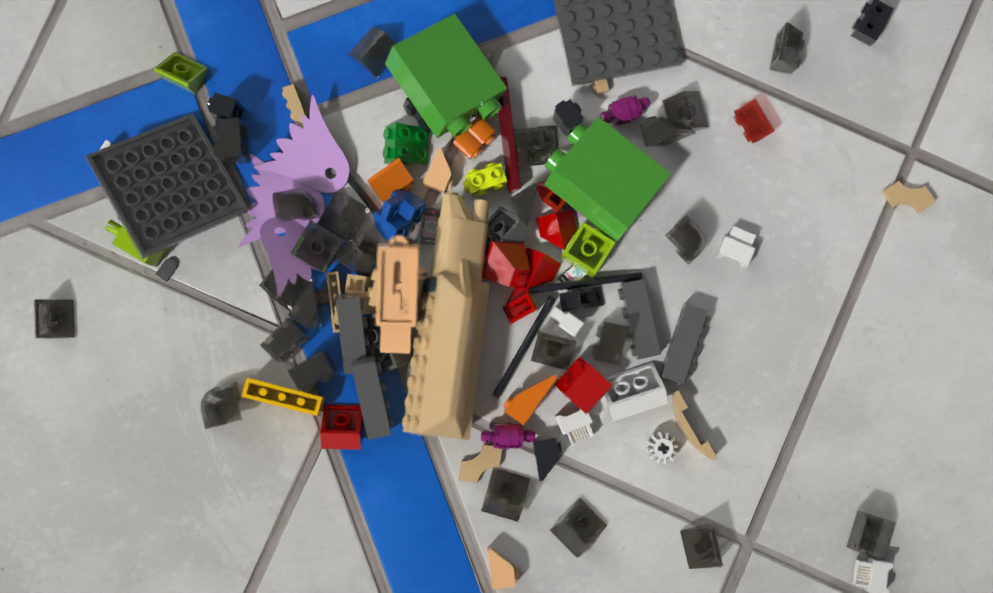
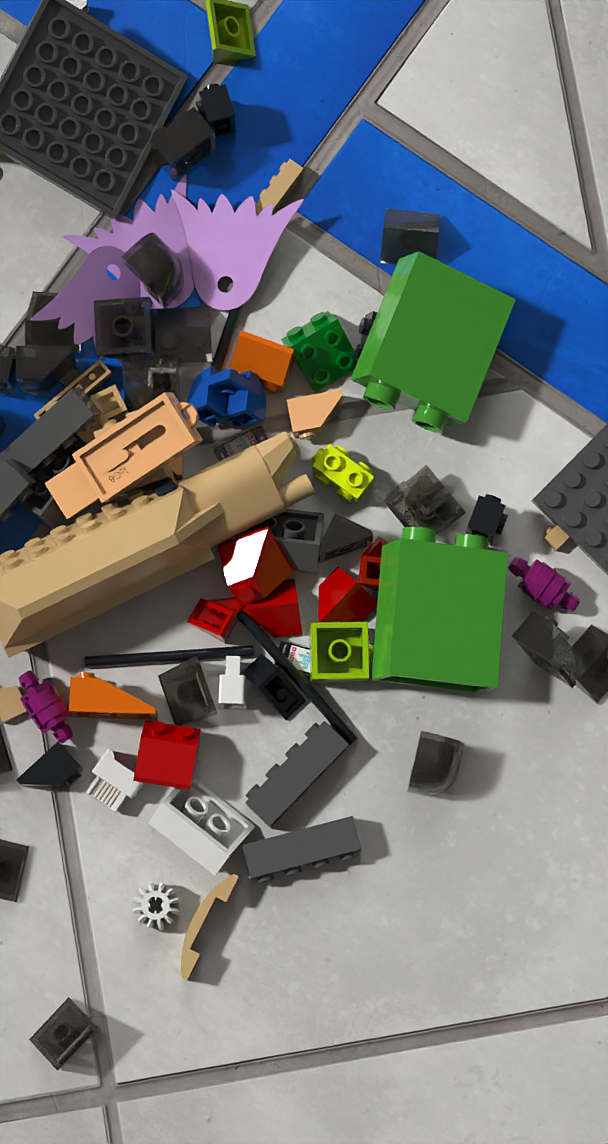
camera: 60 degrees right, 5 degrees down
(475, 138) = (384, 426): orange brick -> none
(508, 142) = (413, 466): dark red tile -> none
(610, 343) = (241, 755): clear smoke slope -> none
(738, 246) = (470, 836): white piece -> none

